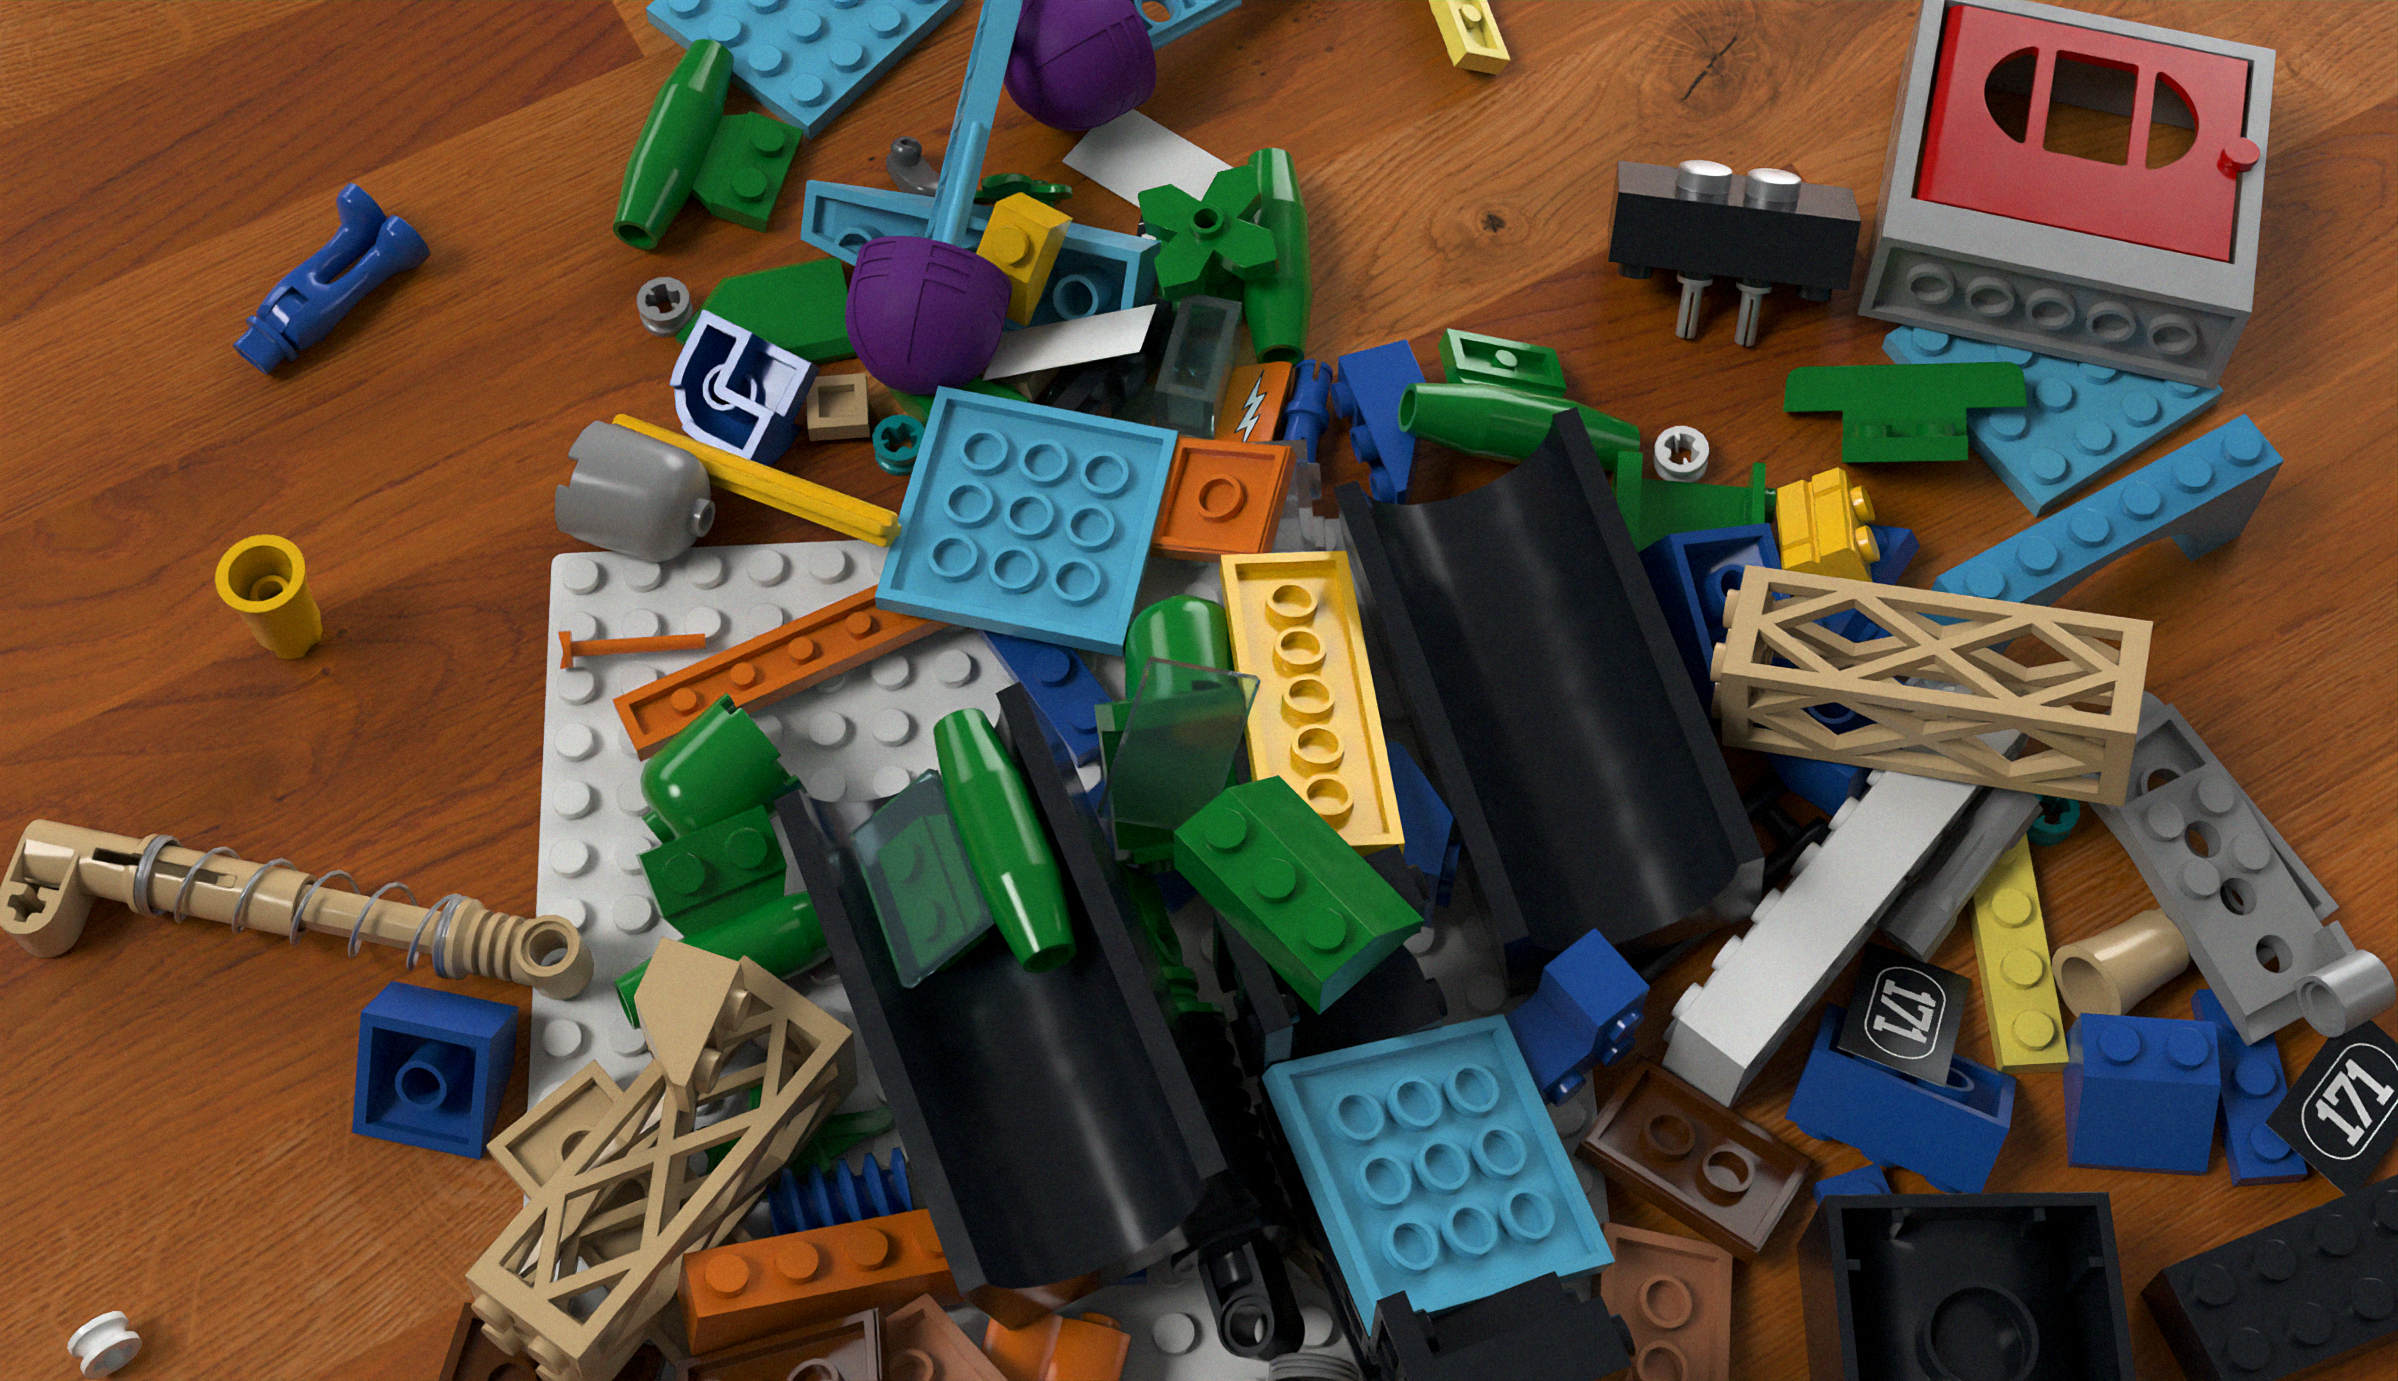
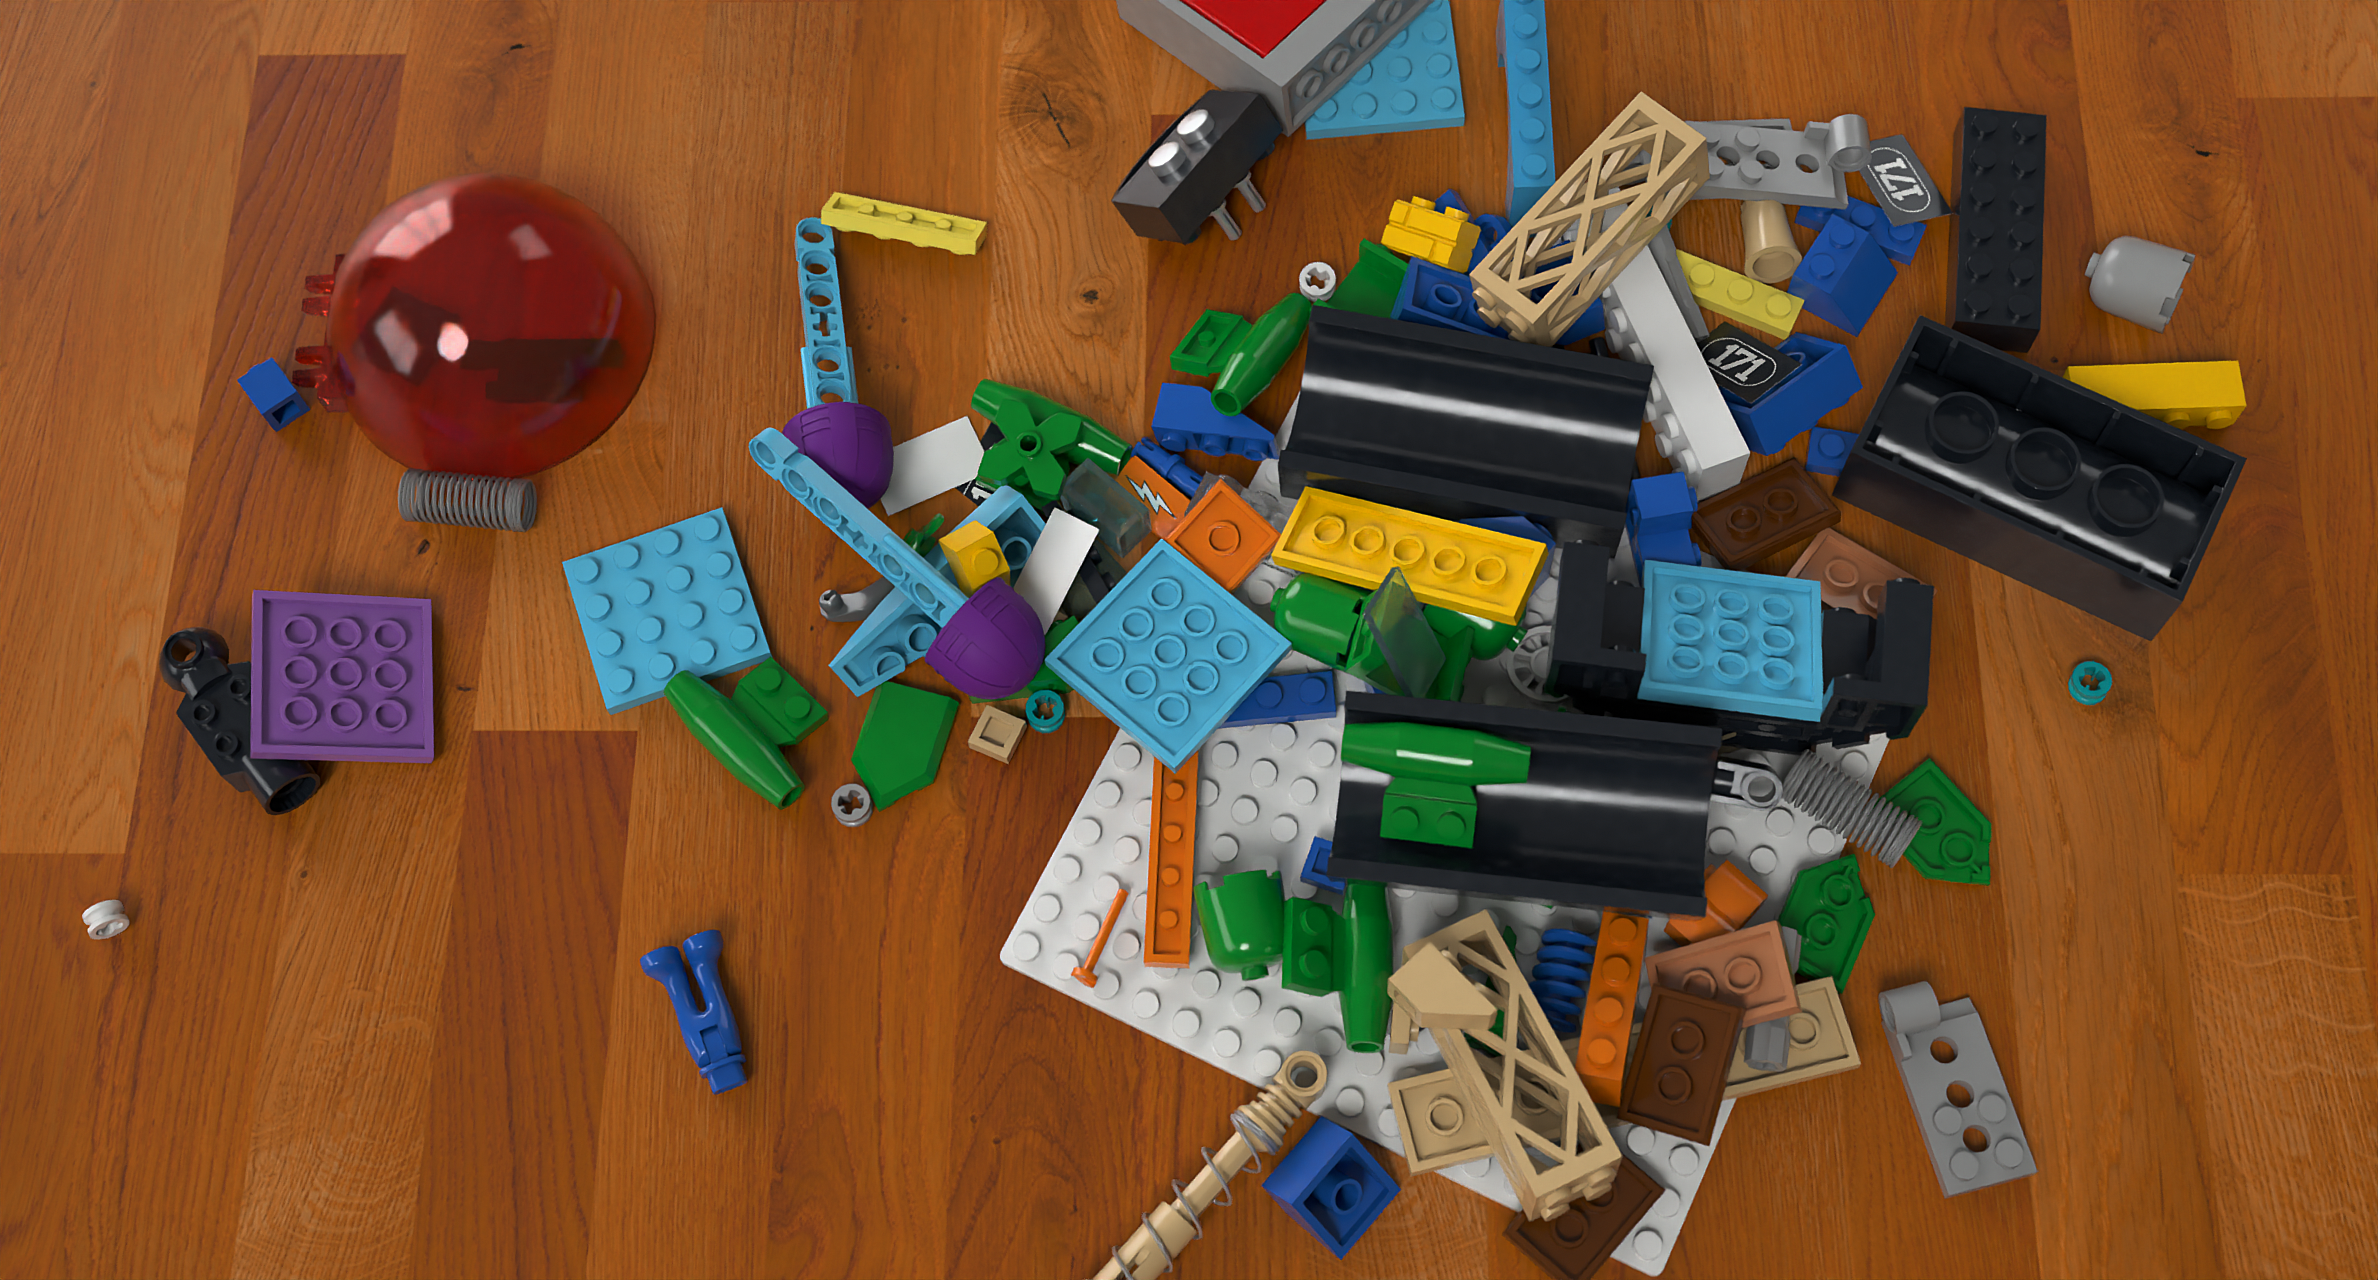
camera: 55 degrees left, 5 degrees up
(270, 591) = (942, 1122): yellow plant -> none
(634, 494) = (1006, 879): light grey cylinder -> none
(739, 390) = (957, 785): blue brick -> none
(782, 489) = (1034, 806): yellow axle -> none
(920, 879) = (1426, 815): clear light blue piece -> none
(1293, 888) = (1572, 607): green slope -> none
(1905, 408) = (1367, 150): green plate -> none

